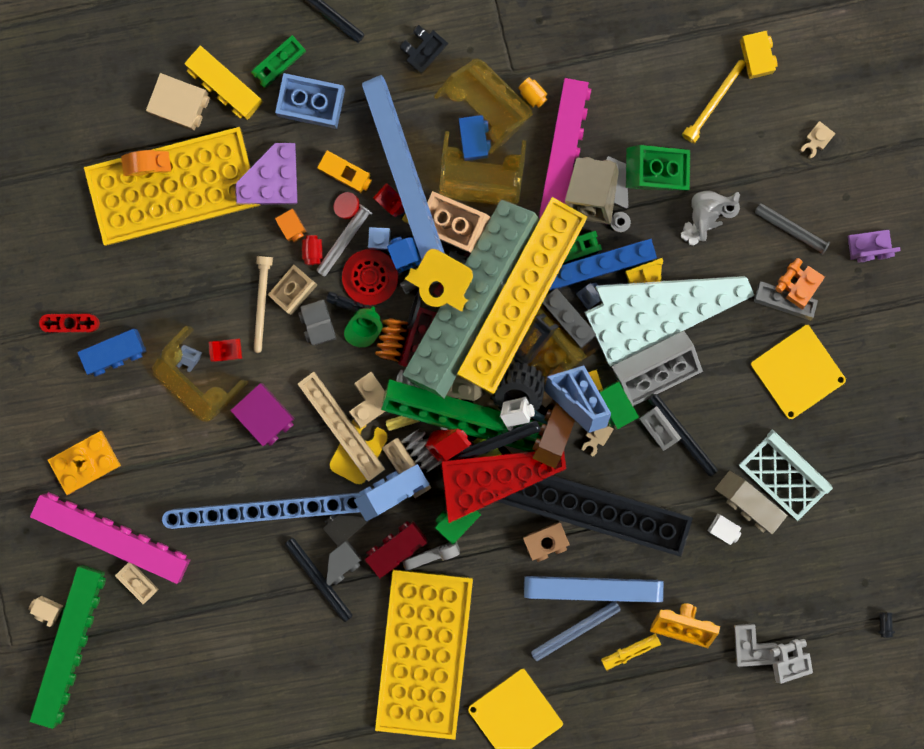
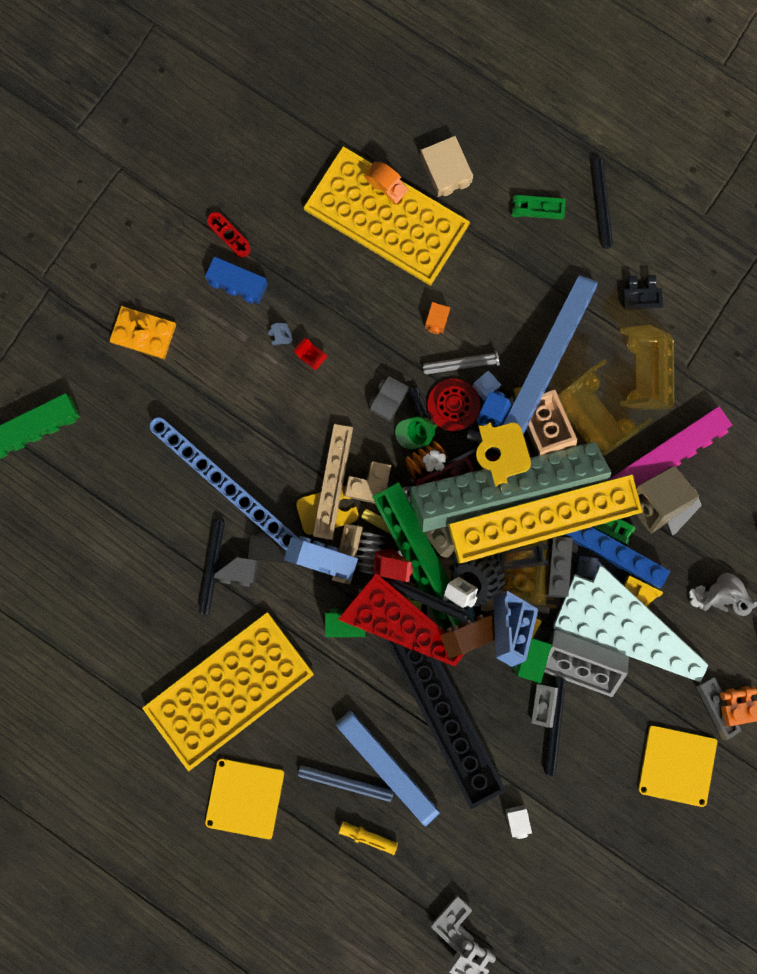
camera: 45 degrees right, 5 degrees down
(45, 610) = (16, 401): tan brick -> none
(110, 538) = (107, 398): dark pink brick -> none
(136, 582) = (93, 444): tan plate -> none
(202, 405) = (258, 375): clear yellow windscreen -> none
(223, 82) = (488, 184): yellow brick -> none
(263, 264) = (393, 326): tan piece -> none
(263, 415) = (290, 421): magenta brick -> none
(270, 178) = (455, 274): medium lavender plate -> none
(292, 290) = (395, 361): tan slope -> none
(310, 101) = (533, 251): medium blue brick -> none
(312, 250) = (434, 348): red brick -> none
(344, 172) = (508, 320): light orange brick -> none
(346, 205) = (487, 342): piece -> none
(389, 200) = (518, 368): red bracket -> none
(395, 548) = (284, 600): dark red wedge -> none
(399, 335) = (434, 460): none -> white plant
(444, 552) = (314, 636): light grey beam -> none
(474, 138) = (616, 384): blue brick -> none
(533, 92) = (686, 395): light orange brick -> none
(553, 531) = (400, 706): medium nougat brick -> none
(599, 436) = (495, 666): tan plate -> none
(618, 228) = (652, 539): light grey plate -> none
(657, 168) = (720, 529): green slope -> none
(685, 627) = (423, 861): light orange plate -> none
(750, 502) = (555, 822): wedge -> none
(798, 463) = (615, 833): light aqua fence -> none

